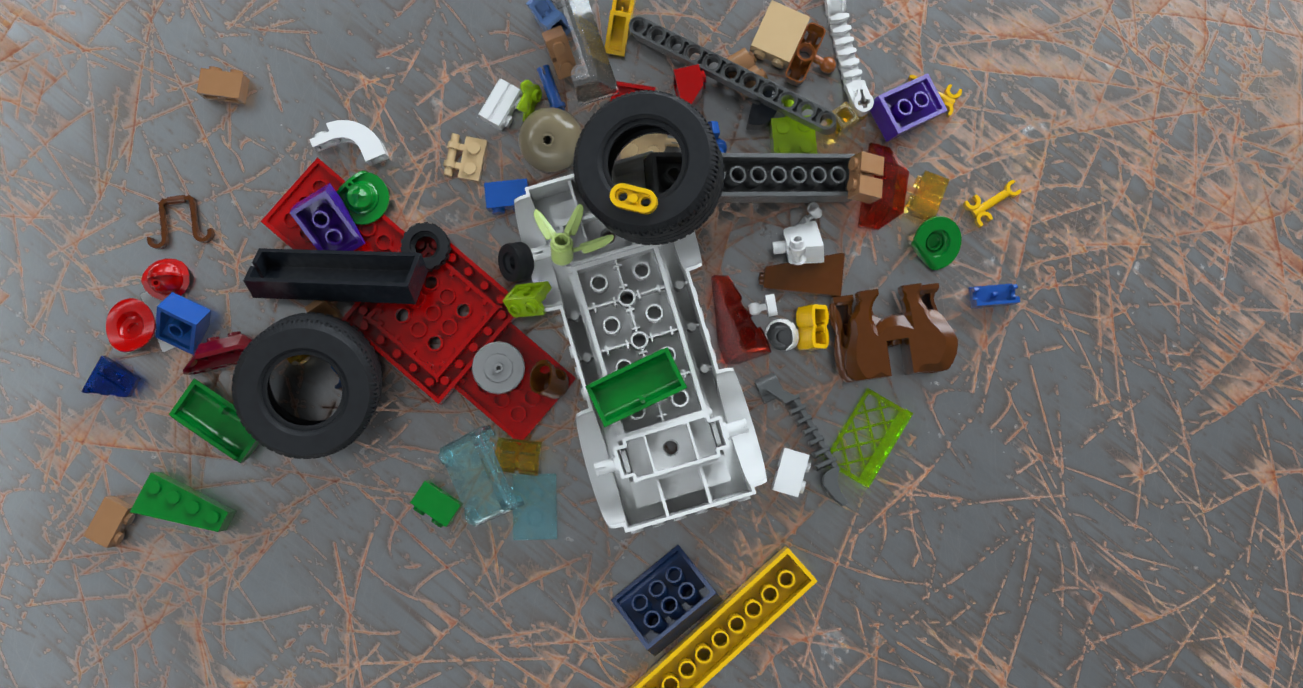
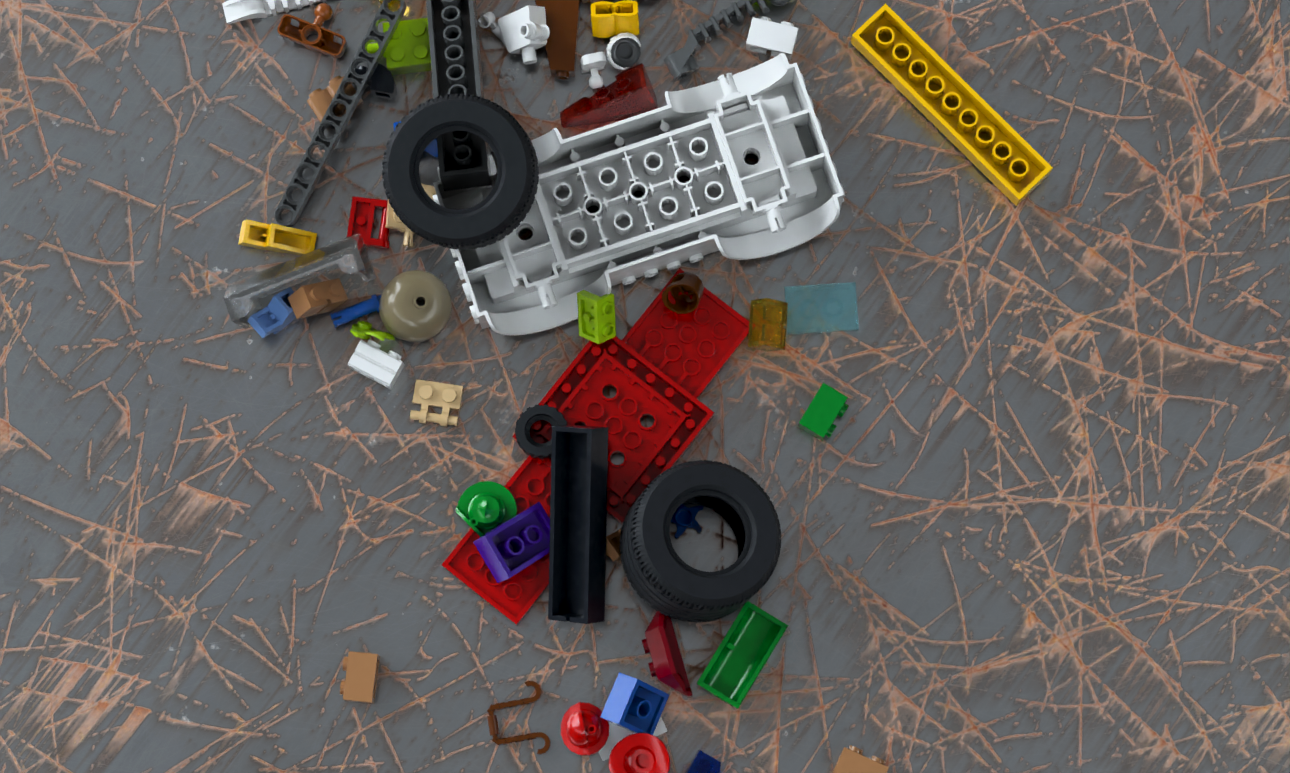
camera: 85 degrees left, 5 degrees down
(179, 503) = (836, 695): green wedge -> none
(351, 132) = (418, 513): white arch -> none
(478, 477) = (791, 364): clear light blue windscreen -> none
(498, 367) = (671, 348): light grey wheel -> none
(501, 194) = (478, 352): blue brick -> none
(515, 261) = (553, 325): black tyre -> none
(561, 243) = (541, 266): yellowish green plant -> none
(634, 199) = (500, 174): yellow plate -> none
(636, 387) = (690, 187): green container -> none
(666, 600) = (914, 163): dark blue slope -> none
(689, 83) = (356, 158): red slope -> none
(779, 34) = (290, 65): tan brick -> none

